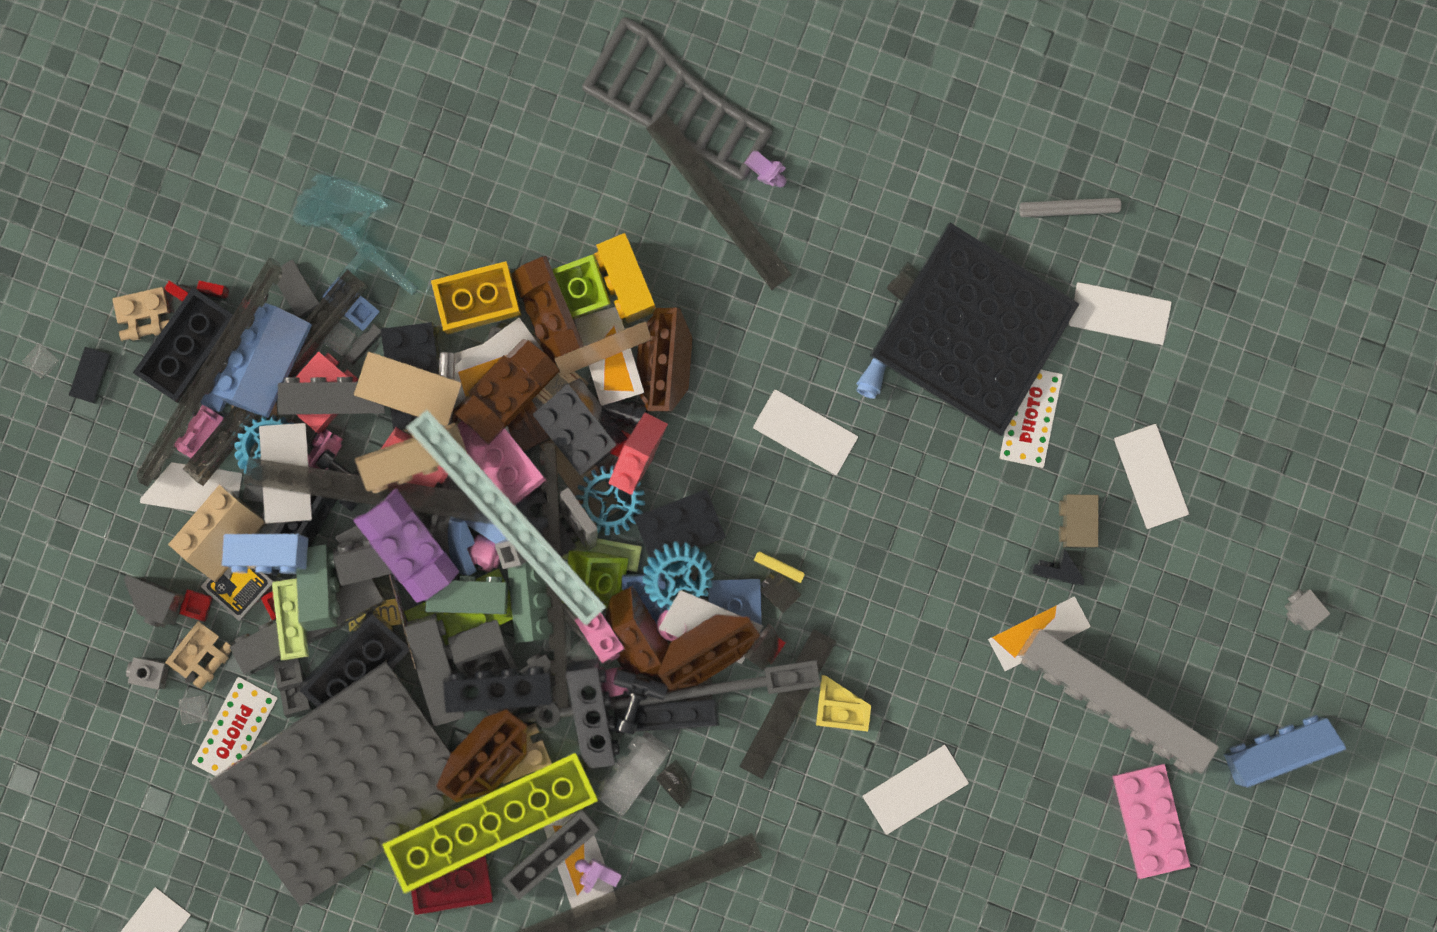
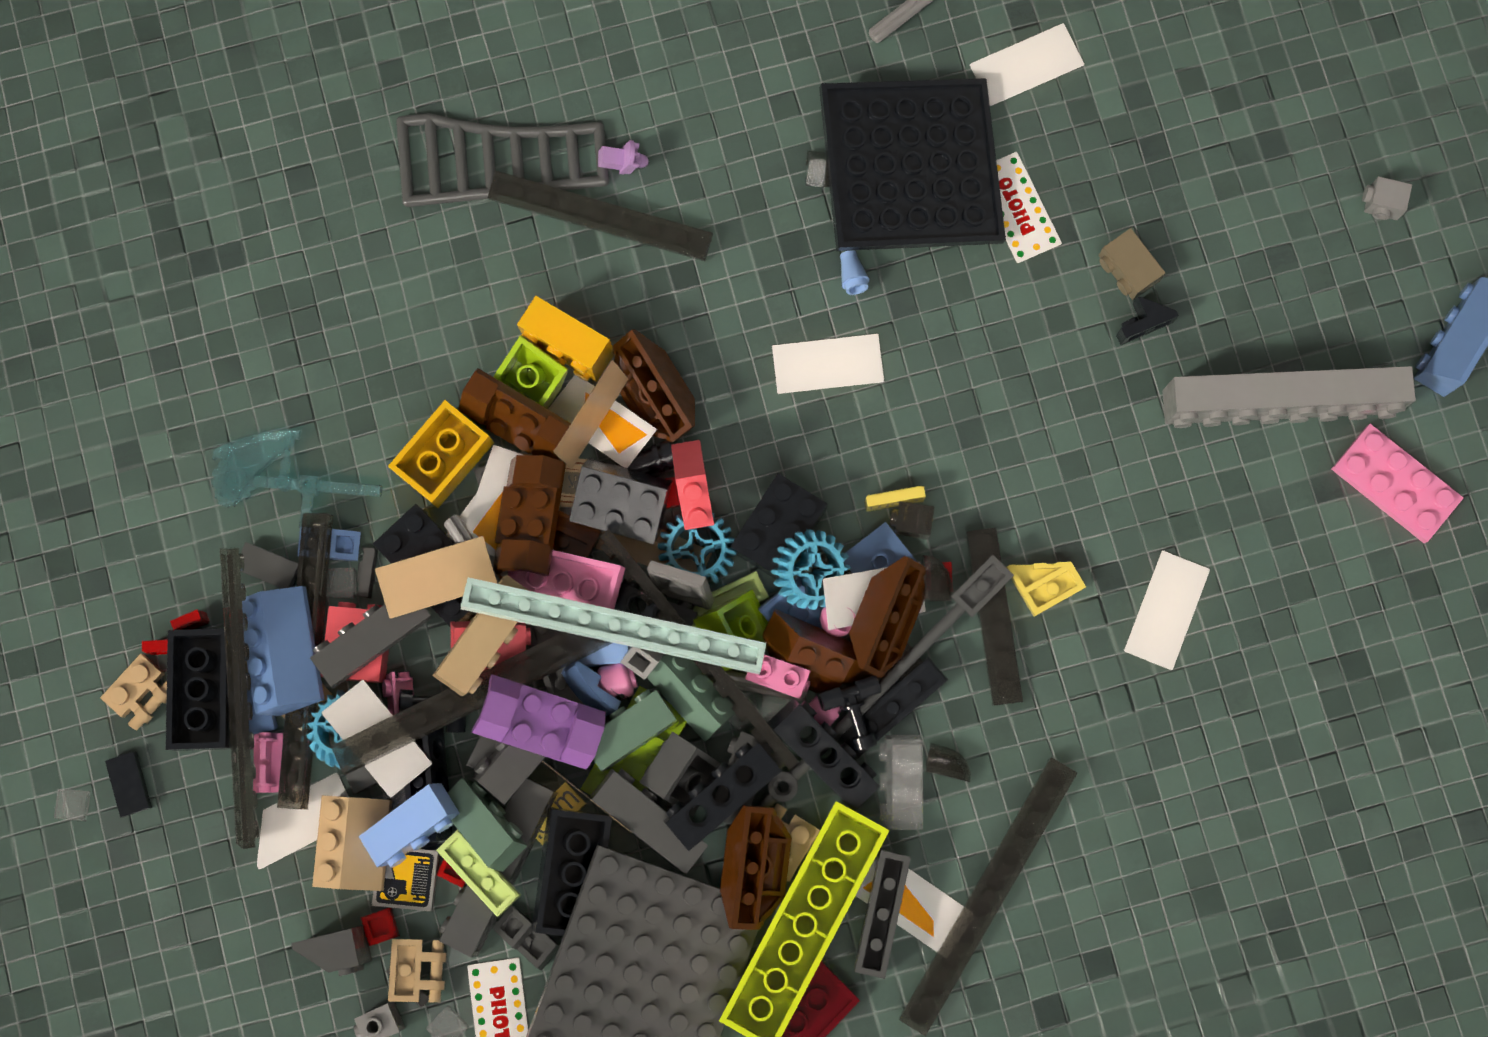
camera: 30 degrees left, 5 degrees down
(596, 870) = (932, 902): lavender piece -> none
(1059, 622) = (1180, 361): sticker -> none
(1151, 476) = (1162, 183): white sticker -> none

